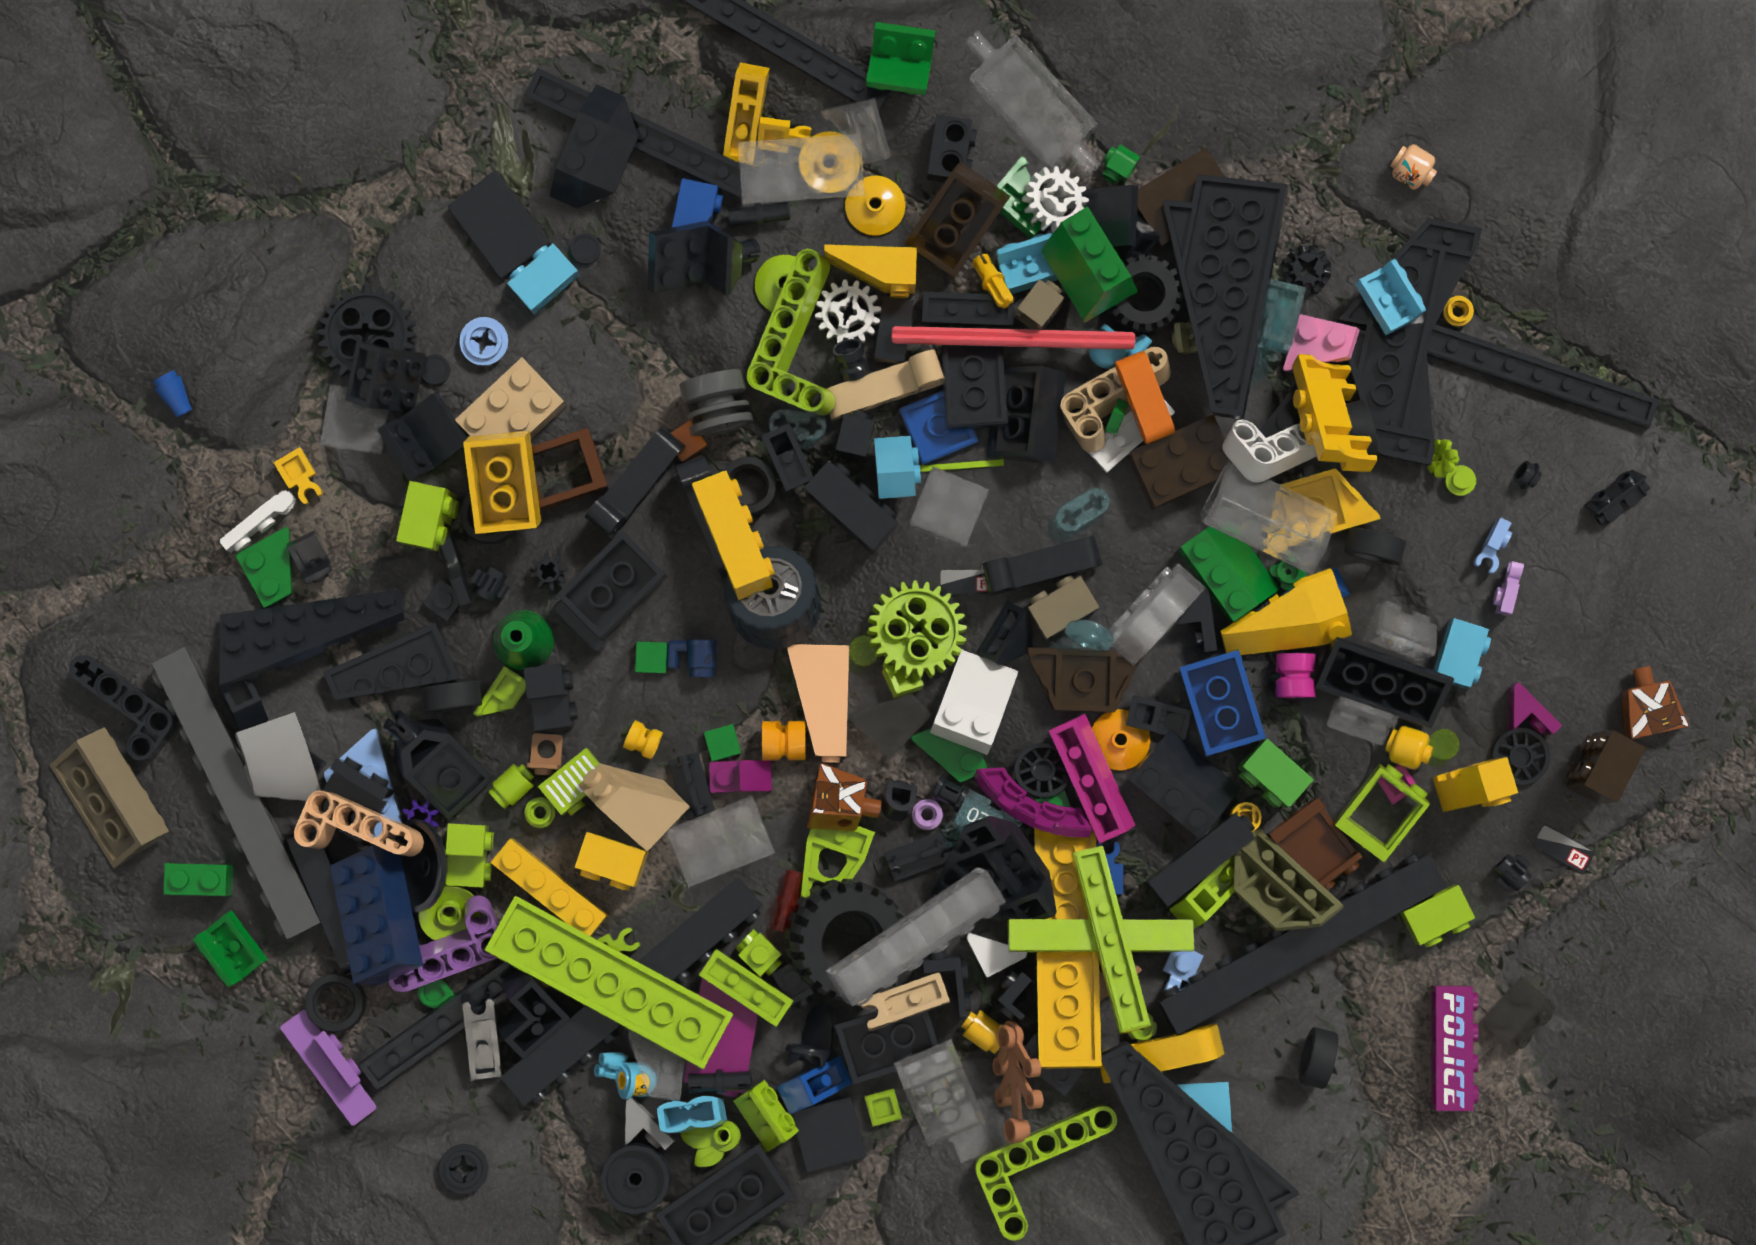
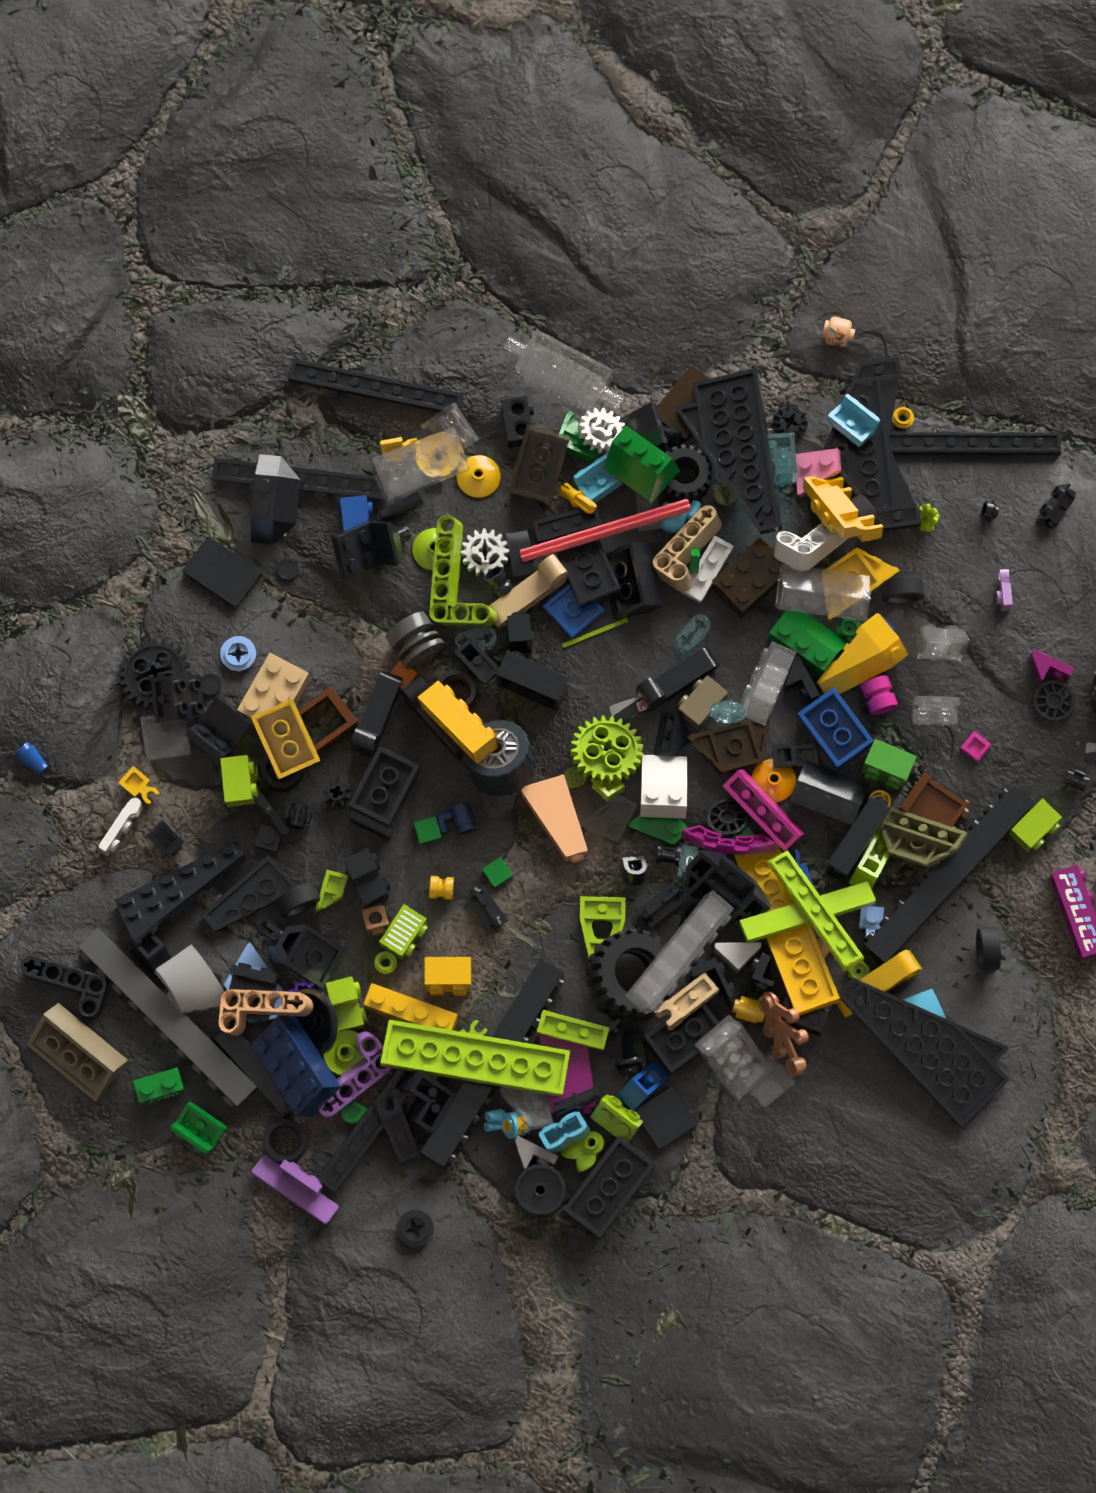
camera: 15 degrees left, 10 degrees down
(269, 567) = (138, 856): green wing -> none
(512, 785) = (360, 949): lime brick -> none
(533, 647) = (332, 847): green cone -> none
(542, 278) = (265, 597): medium azure brick -> none
(635, 802) = (450, 931): tan slope -> none
(720, 841) = (520, 939): clear brick -> none
(740, 776) = (518, 891): magenta slope -> none
(745, 107) = (367, 438): yellow slope -> none
(759, 953) = (573, 1006): lime brick -> none
(783, 740) = (540, 855): light orange wheel -> none
(788, 900) = (580, 965): clear red pin -> none
(839, 800) = (593, 882): torso -> none
(881, 267) = (501, 513): yellow slope -> none
(883, 1107) = (697, 1087): lime tile -> none
(896, 467) = (554, 643): medium azure brick -> none
(900, 58) = (463, 371): green bracket -> none
(937, 814) = (657, 867): lavender plate -> none
(948, 507) = (600, 660): clear brick -> none
(1005, 1168) = (814, 1084): lime beam -> none
(1040, 305) = (615, 502): dark tan brick -> none
(1120, 164) = (637, 394): green plate -> none
(1144, 397) = (709, 539): orange beam -> none
(1365, 838) = (988, 746): lime window -> none
(1383, 682) = (941, 676): black slope -> none
(1409, 747) = (975, 718): yellow head -> none
(1444, 743) = (997, 710): clear neon green tile -> none
(1460, 481) = (945, 529): lime plate -> none
(1462, 651) = (987, 644): medium azure brick -> none
(1481, 783) = (1032, 725): yellow wedge -> none
(1496, 538) = (984, 559): light blue plate -> none

